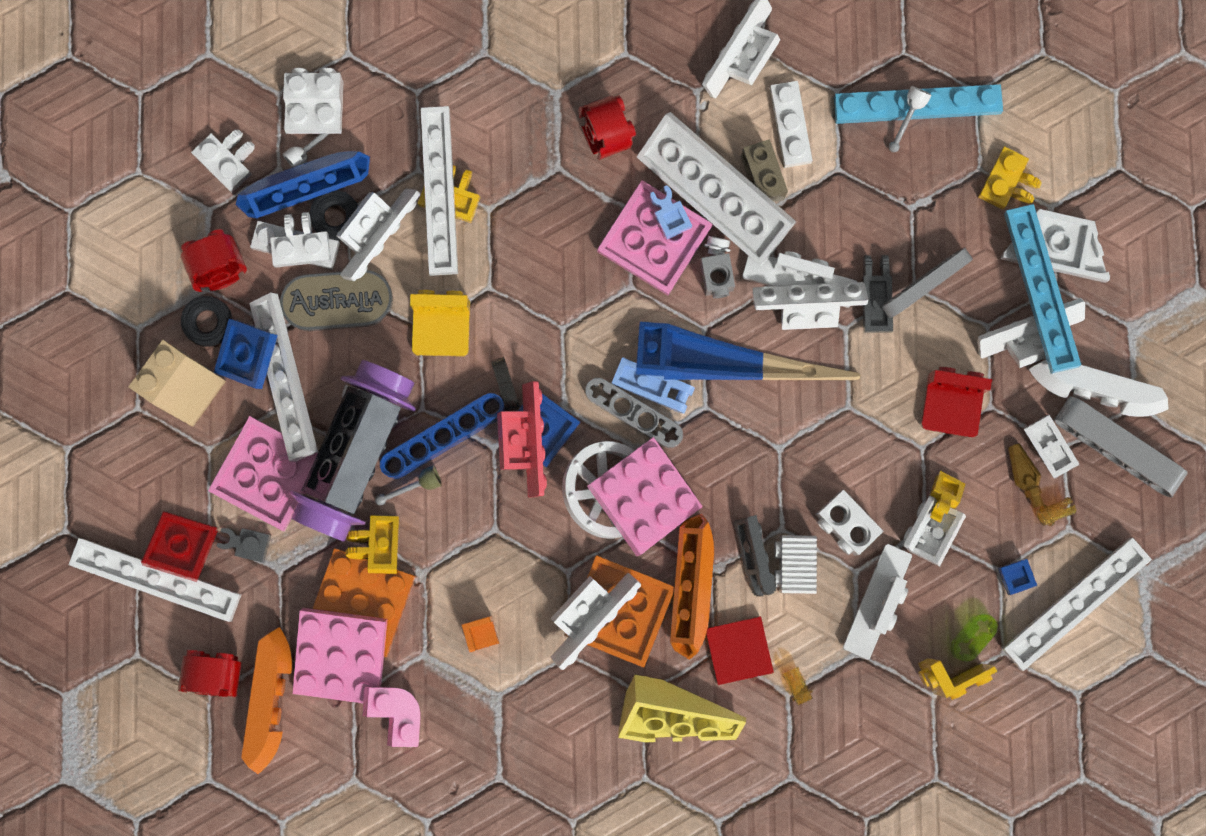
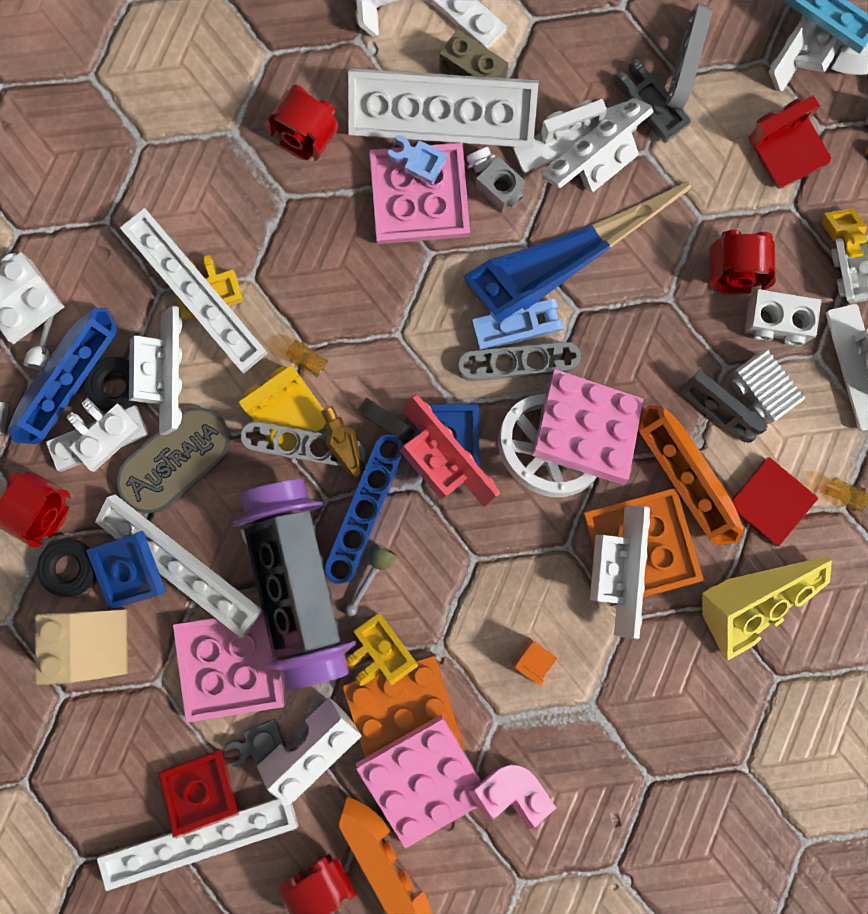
camera: 40 degrees left, 0 degrees up
(298, 575) = (329, 736): none -> white arch
(438, 353) = (302, 448): none -> light grey beam
(462, 377) = (342, 443): none -> pearl gold piece
(484, 297) = (306, 357): none -> clear yellow pin
(847, 461) = (742, 262): none -> red brick

